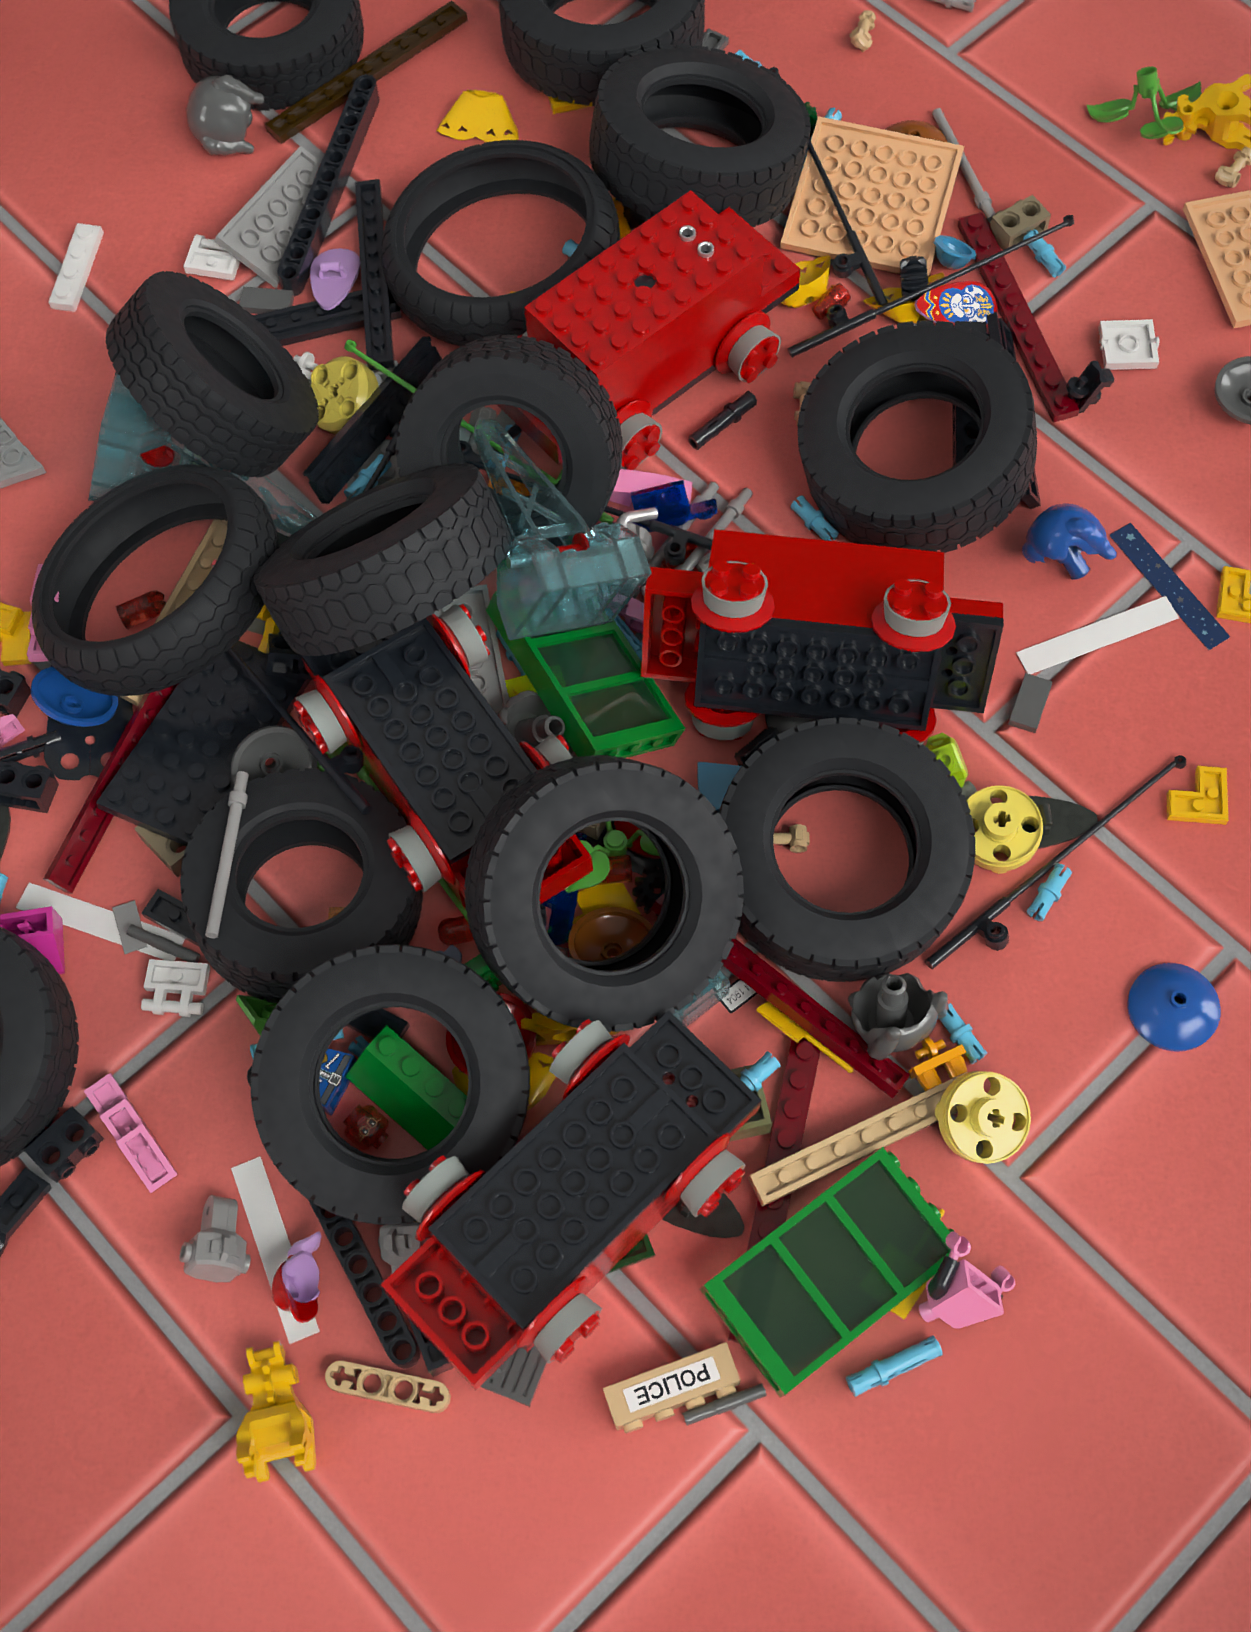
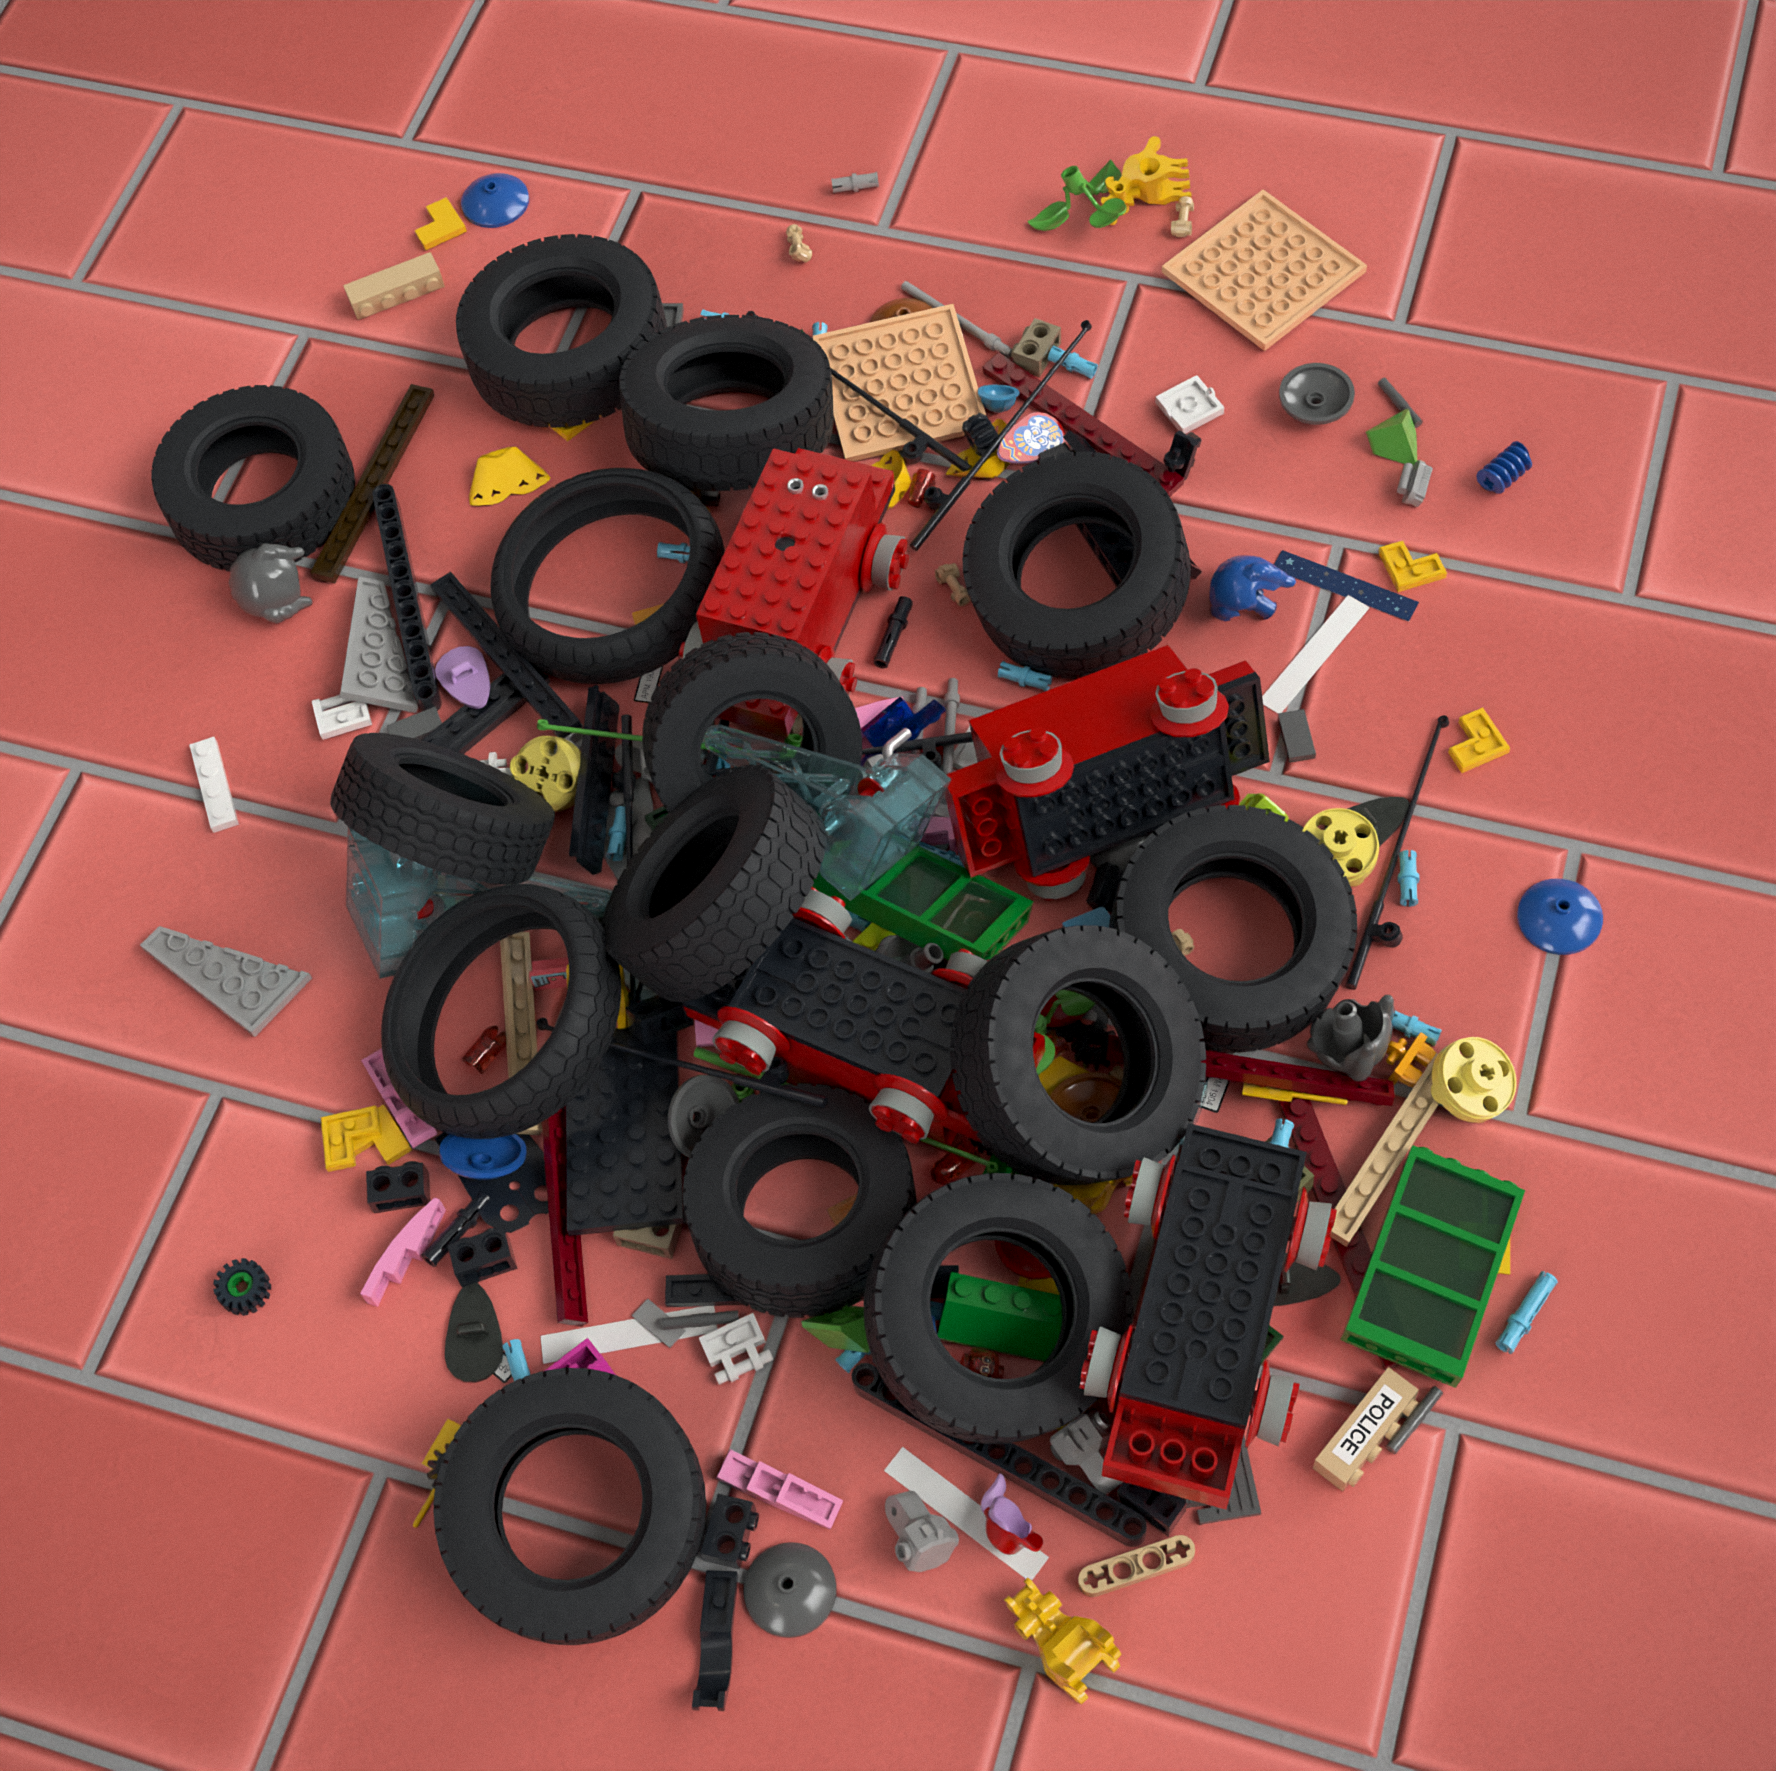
camera: 25 degrees left, 5 degrees down
(98, 1239) = (794, 1610): none -> dark grey dish
(236, 802) = (707, 1157): light grey bar -> none
(962, 1292) = (1544, 1222): bright pink torso -> none

